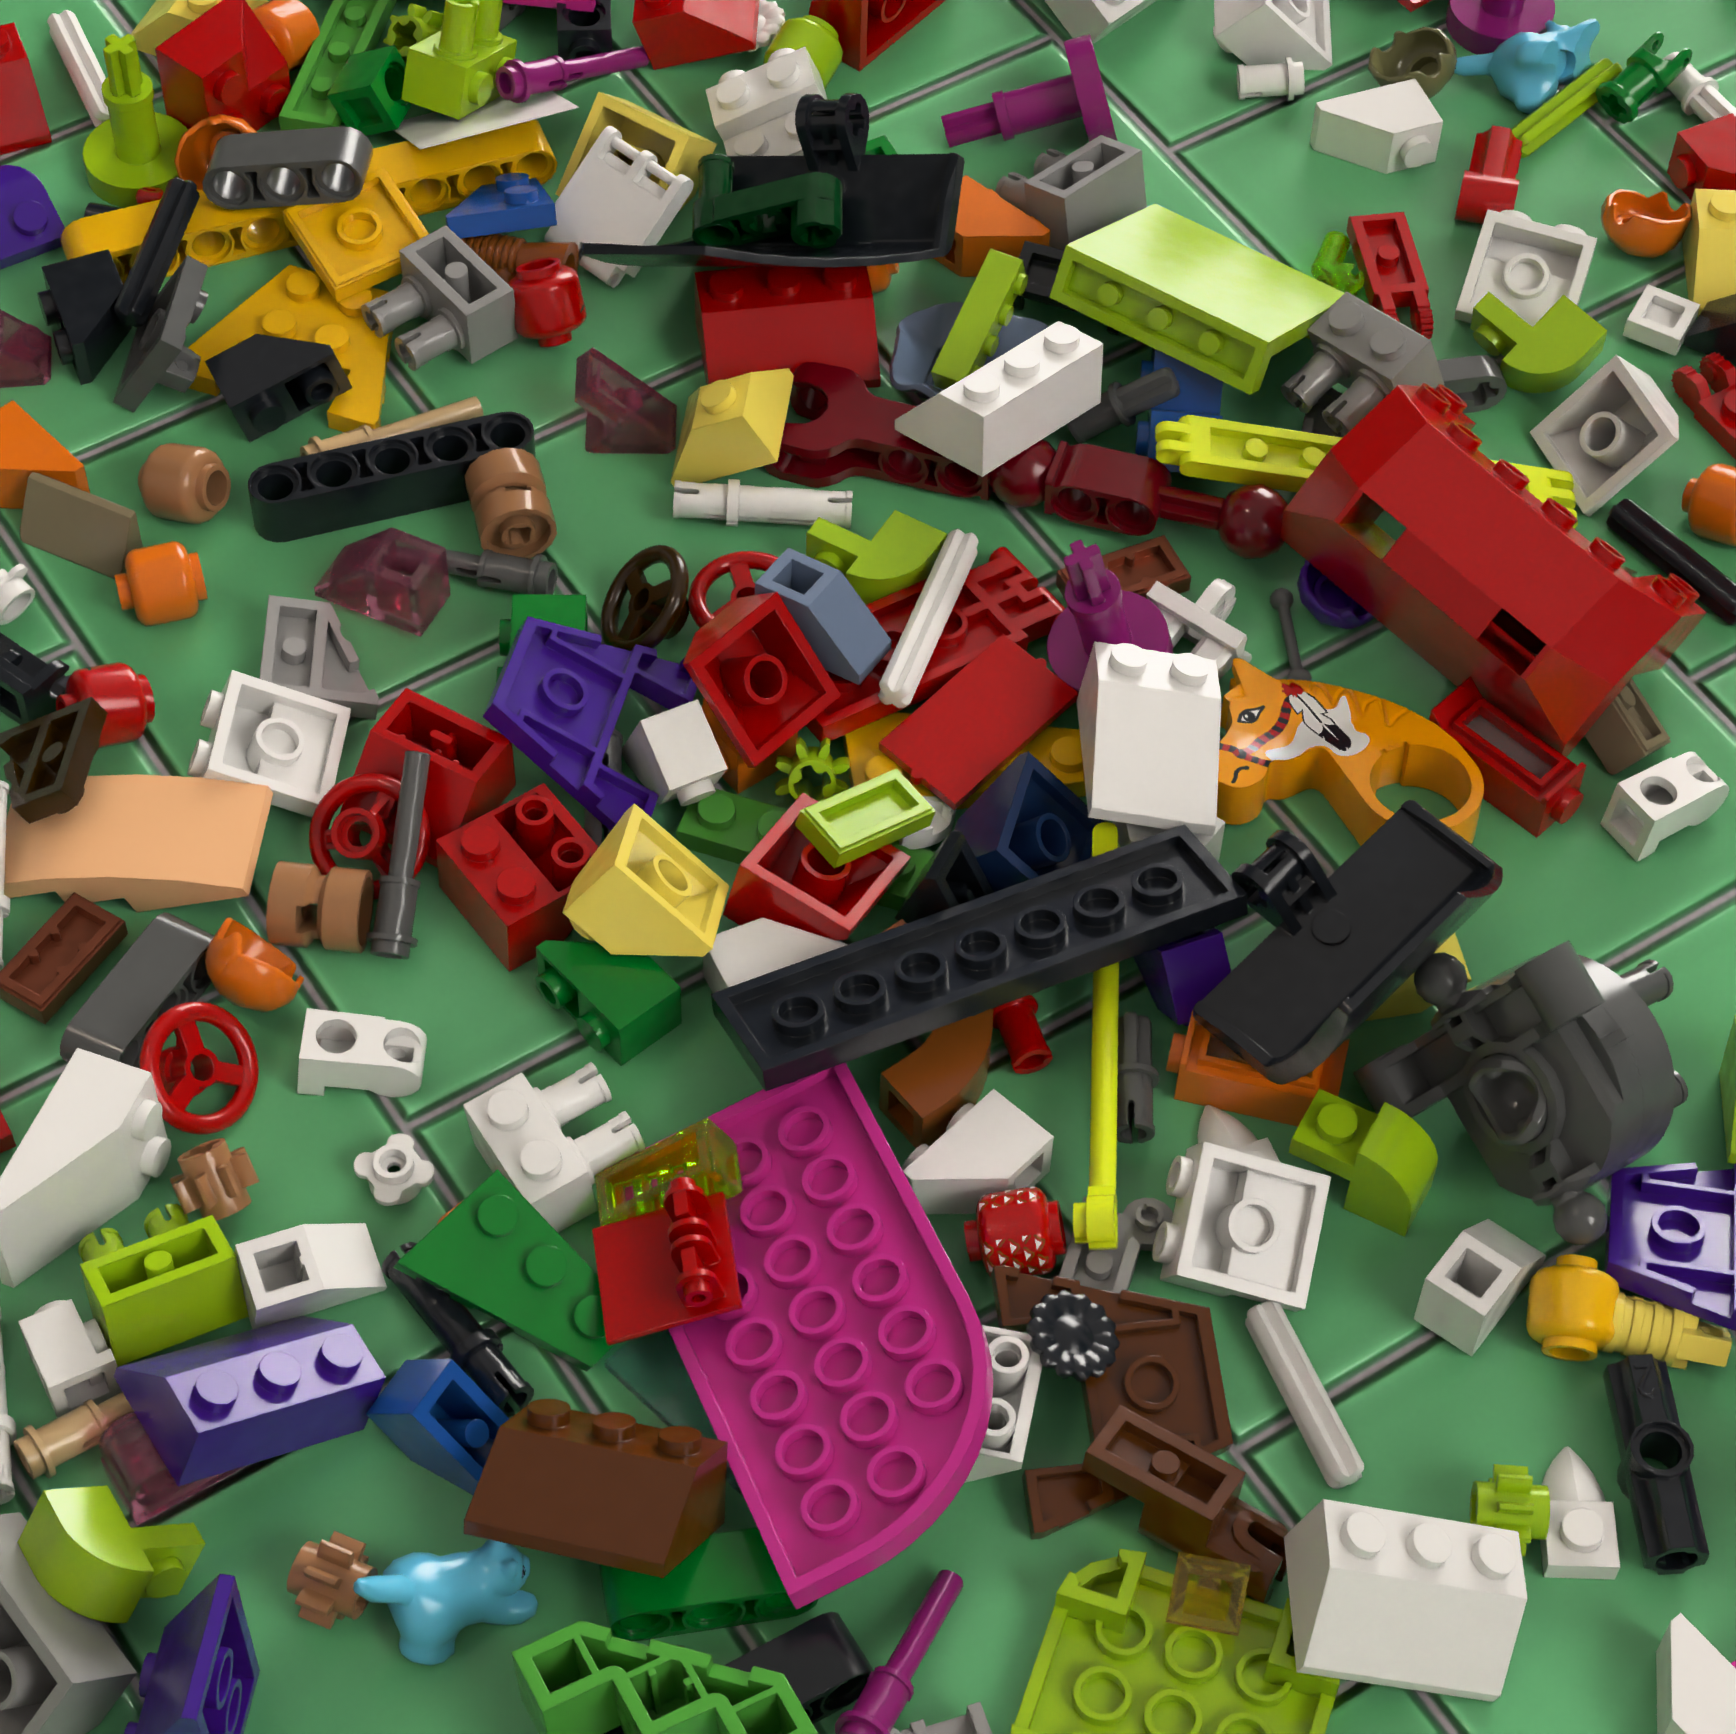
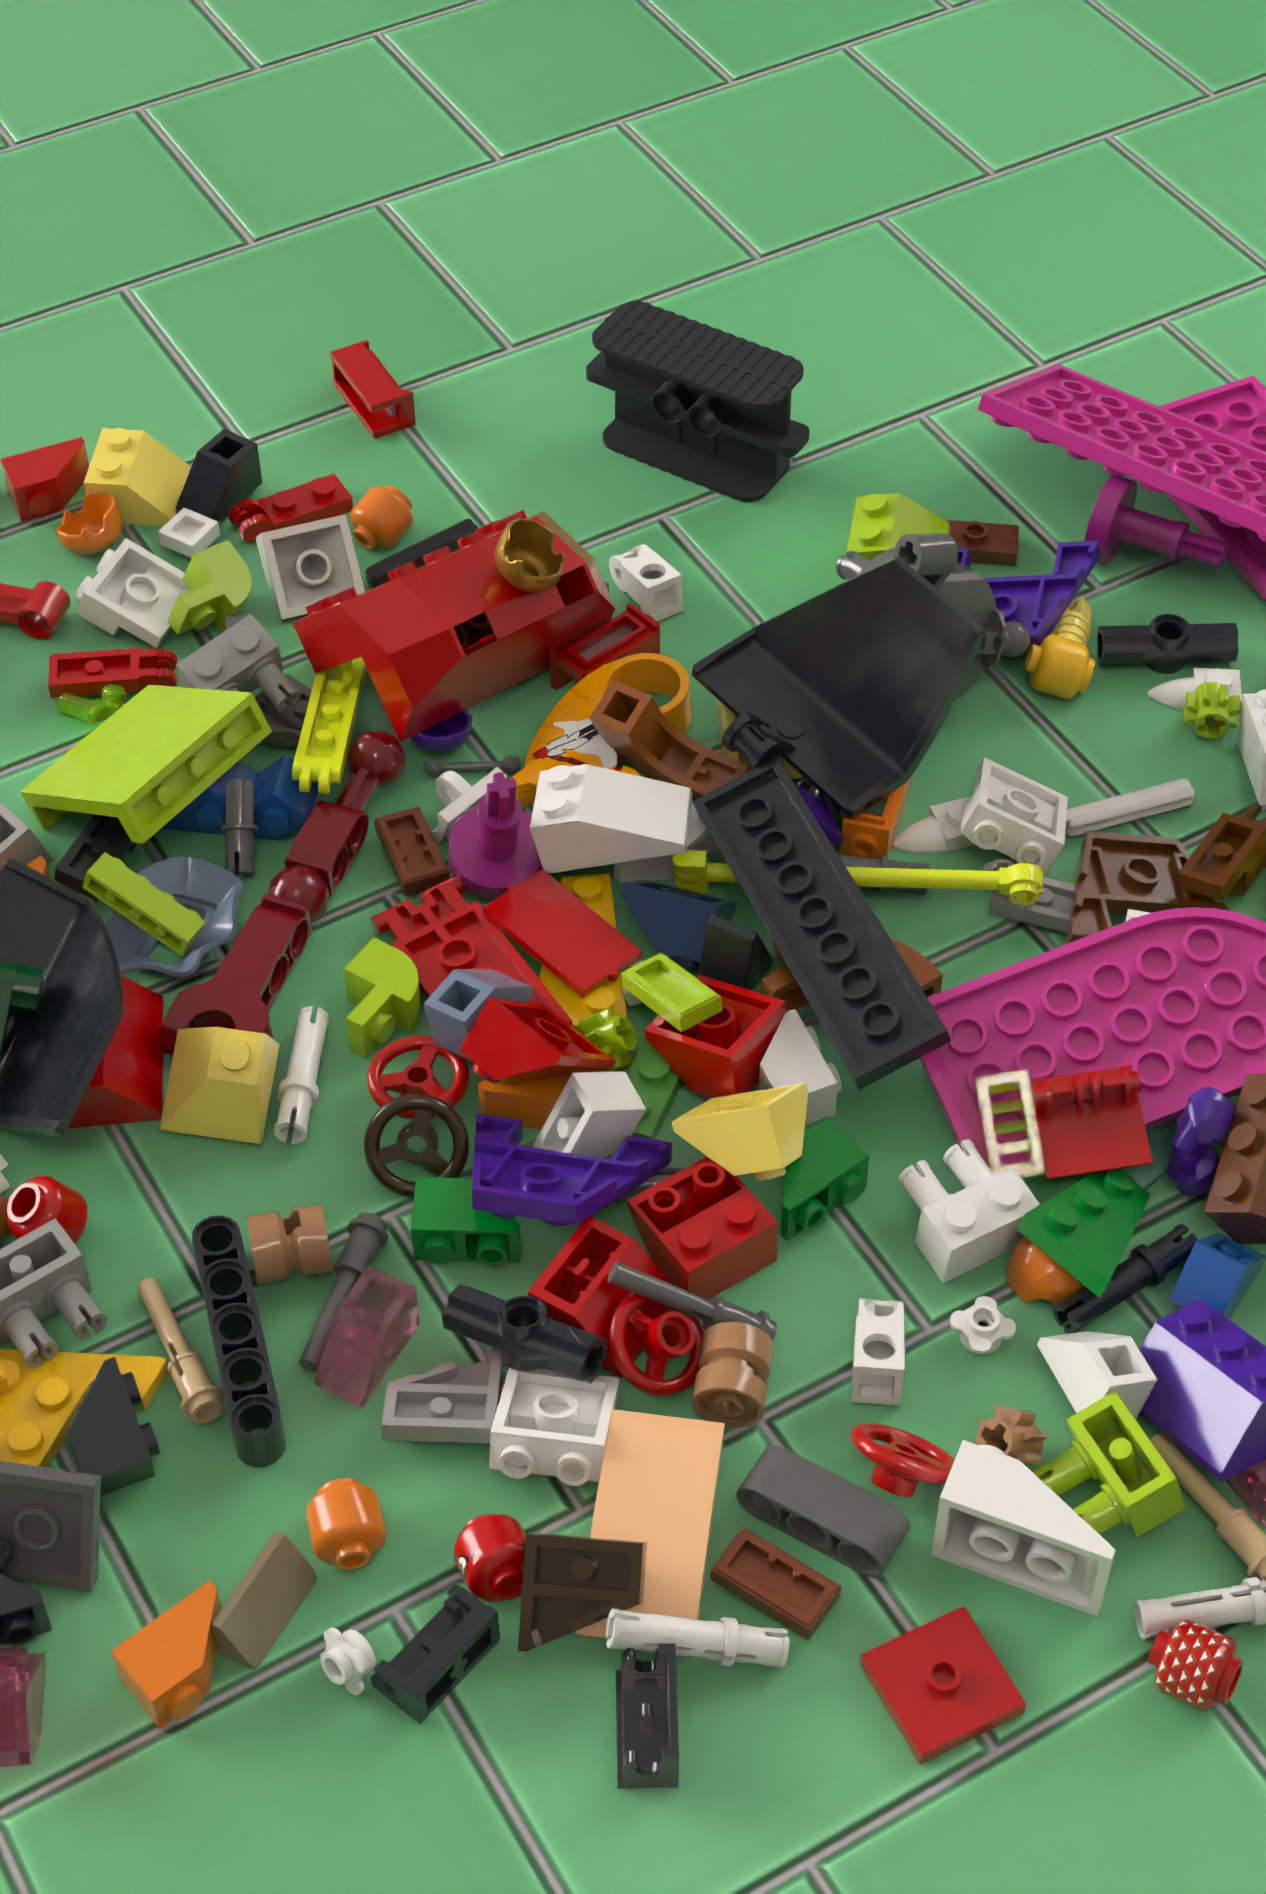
camera: 85 degrees left, 5 degrees down
(69, 1356) = (1183, 1542): white brick -> none
(184, 483) = (224, 1509): medium nougat head -> none
(250, 969) = (804, 1427): orange hair -> none
(372, 686) = (525, 1333): none -> black piece
(622, 410) = (184, 1173): clear pink slope -> none
(656, 1395) = (1200, 1124): none -> dark purple arm
(928, 619) = (465, 951): white axle -> none
(981, 1152) = (957, 946): white slope -> none
(1011, 400) = (247, 879): white slope -> none
(1017, 1231) = (1022, 932): red head -> none
(1072, 1335) = (1125, 895): black piece -> none
(1311, 774) = (655, 747): none -> dark orange arch
(1380, 1154) = (959, 746): lime brick -> none
(1476, 1284) = (1048, 705): white slope -> none
(1497, 551) = (528, 556): none -> pearl gold hair

